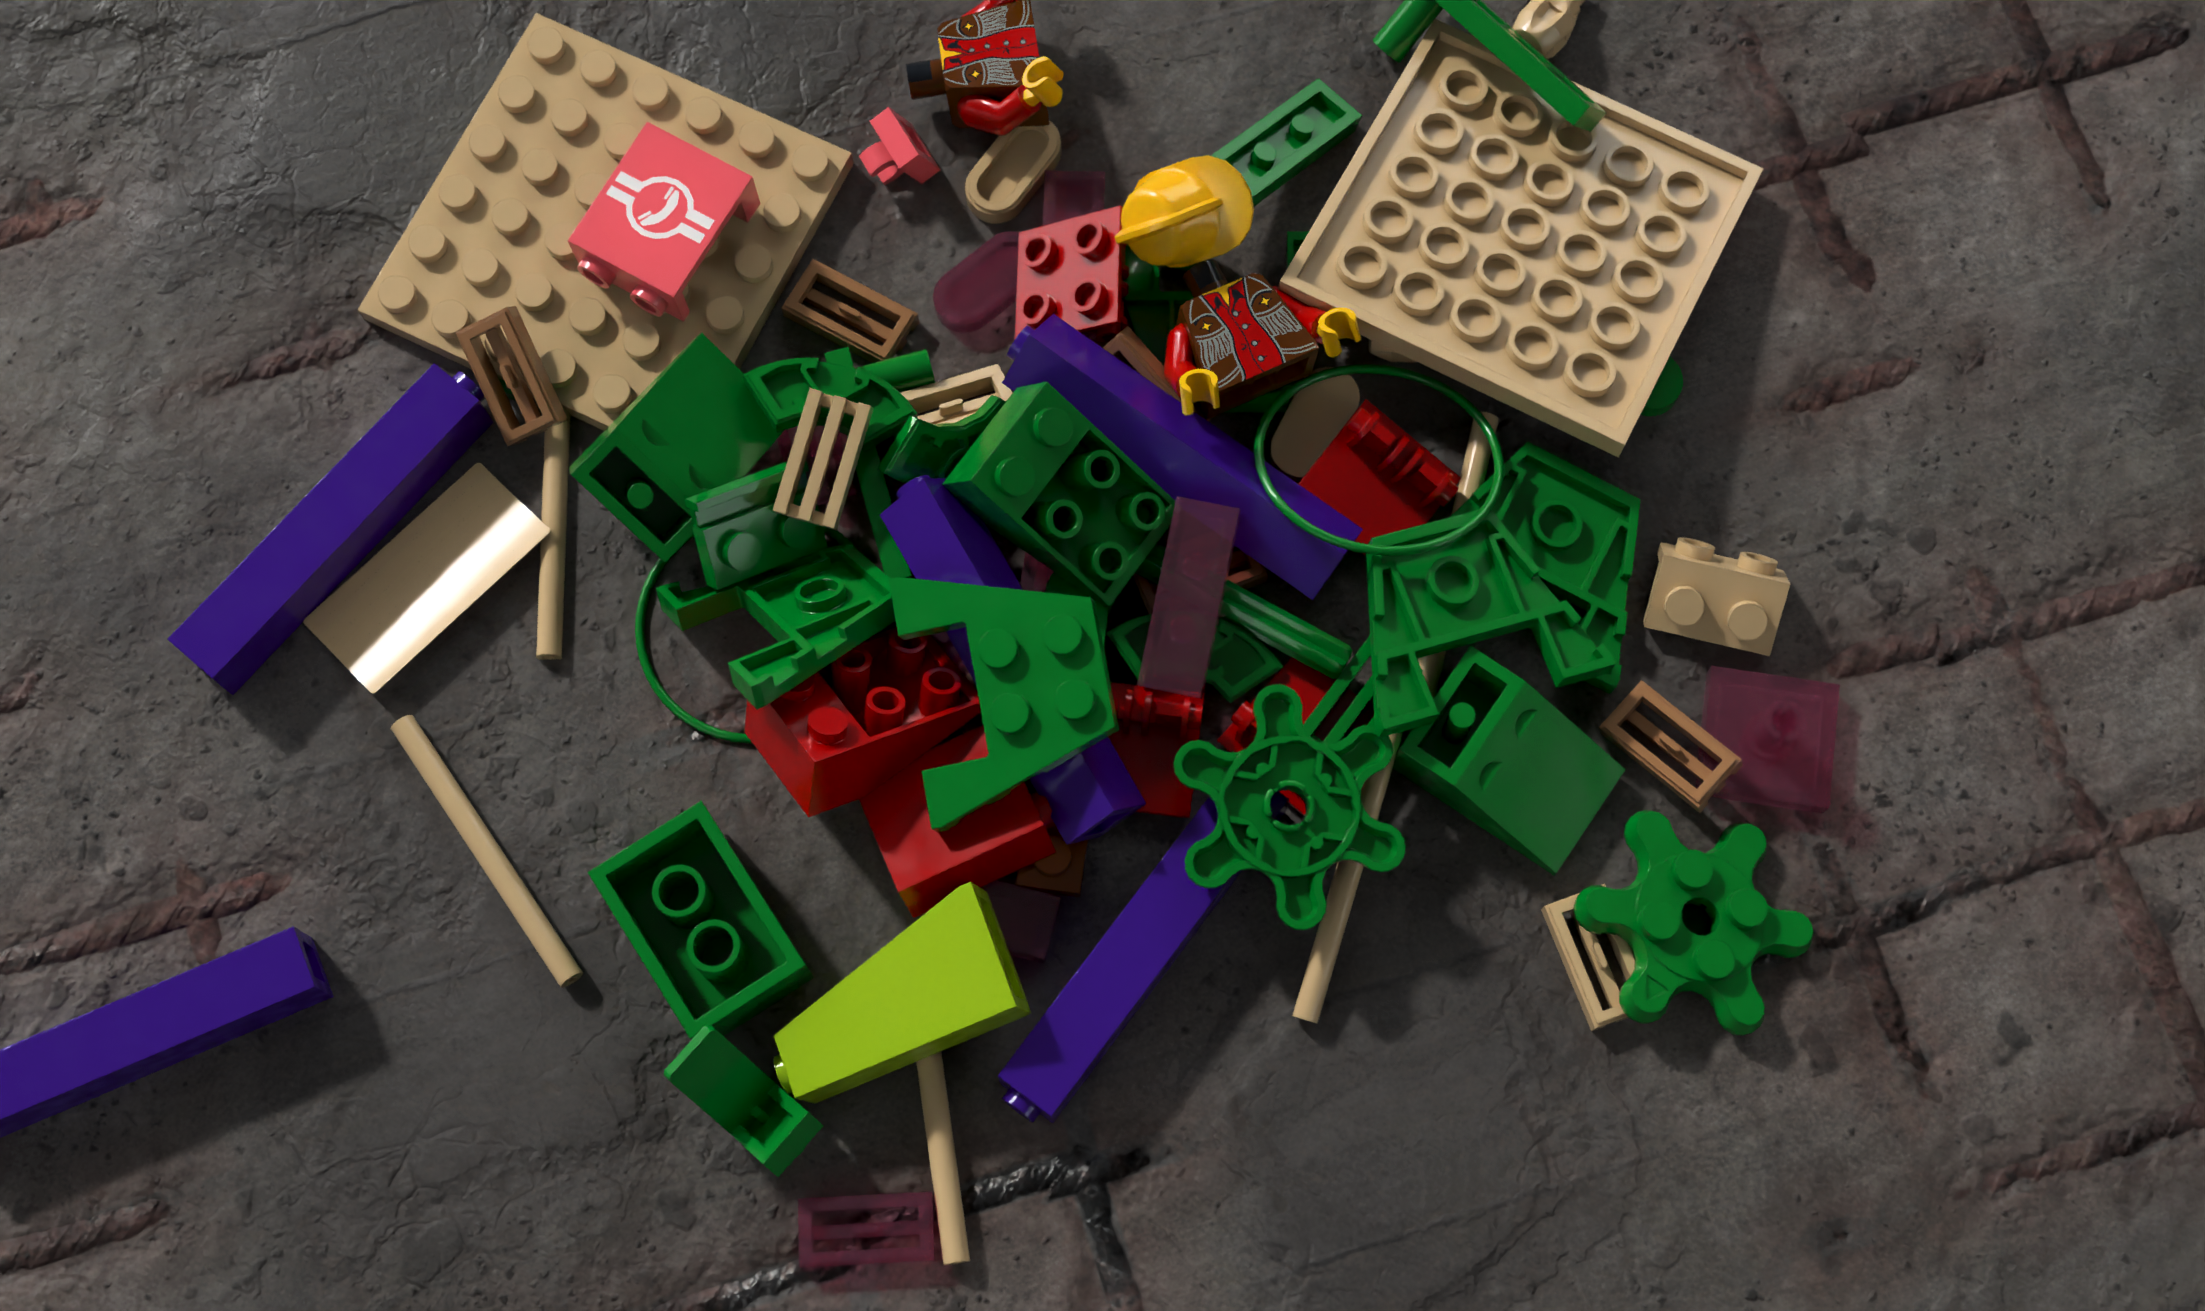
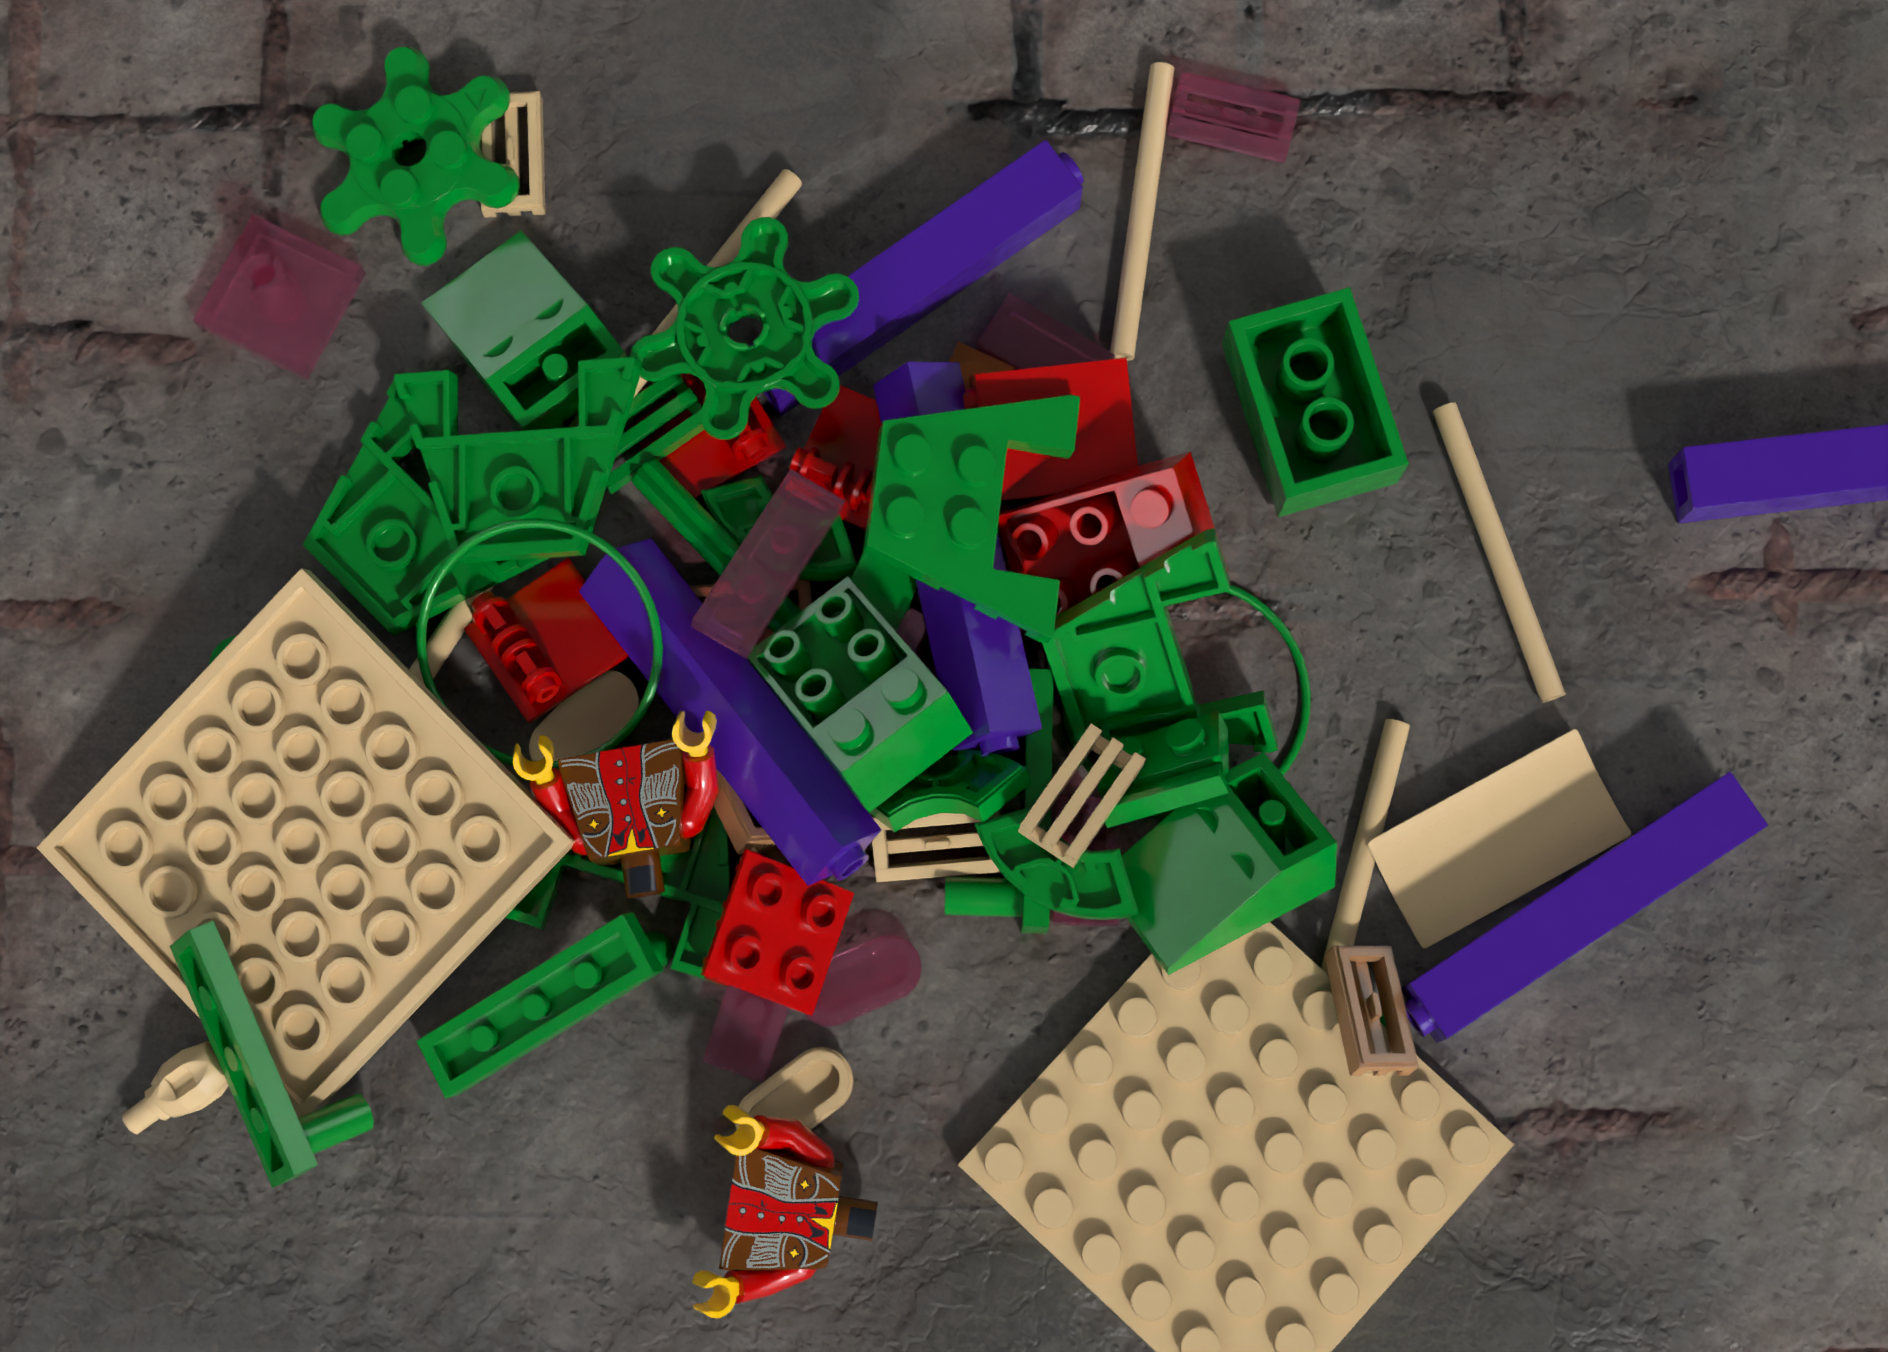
camera: 165 degrees left, 5 degrees up
(659, 220) = (1177, 1118): coral panel -> none
(742, 1099) = (1304, 235): green bracket -> none
(842, 336) = (1046, 1028): medium nougat tile -> none
(898, 150) = (904, 1148): coral tile -> none
(908, 1001) = (1139, 275): lime slope -> none
(1187, 213) = (644, 937): yellow piece -> none
(1711, 781) = (395, 357): medium nougat tile -> none
(1717, 596) = (268, 437): tan bracket -> none

